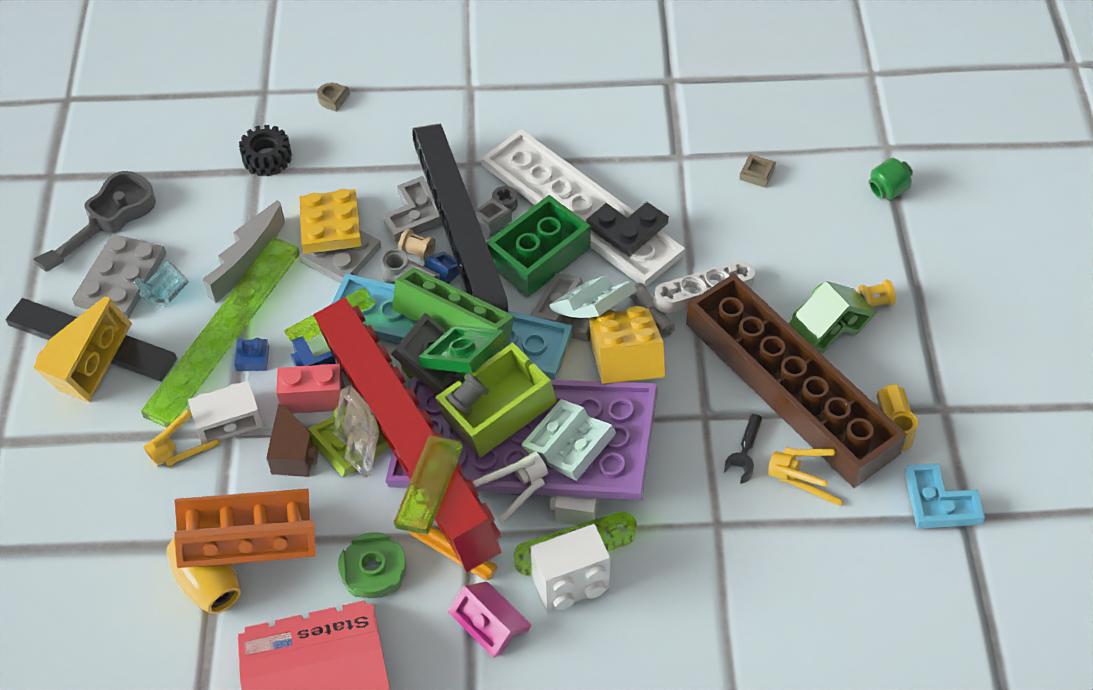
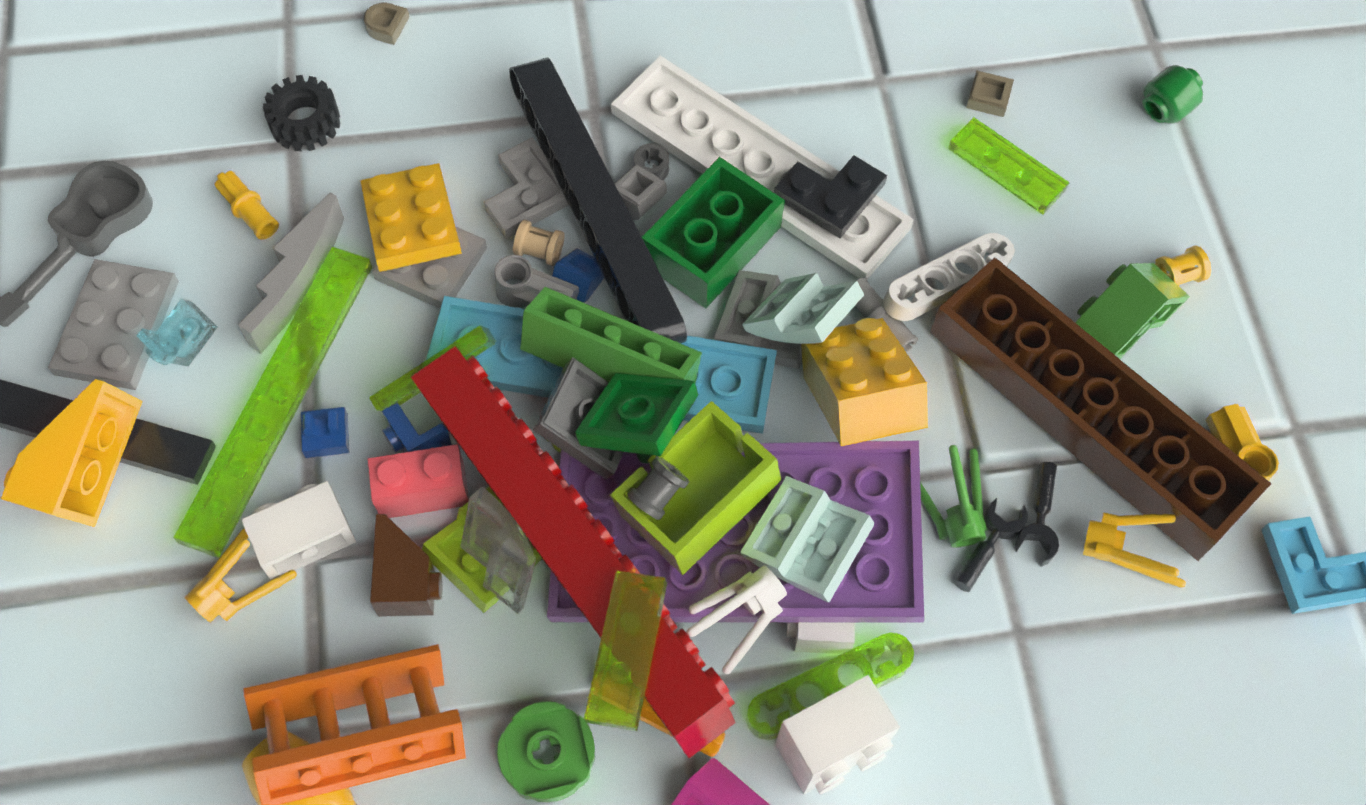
camera: 10 degrees left, 10 degrees up
(219, 207) = (246, 205): none -> yellow axle
(686, 449) = (966, 521): none -> bright green plant
(713, 455) = (985, 549): none -> black piece
(762, 219) = (1008, 165): none -> clear neon green tile

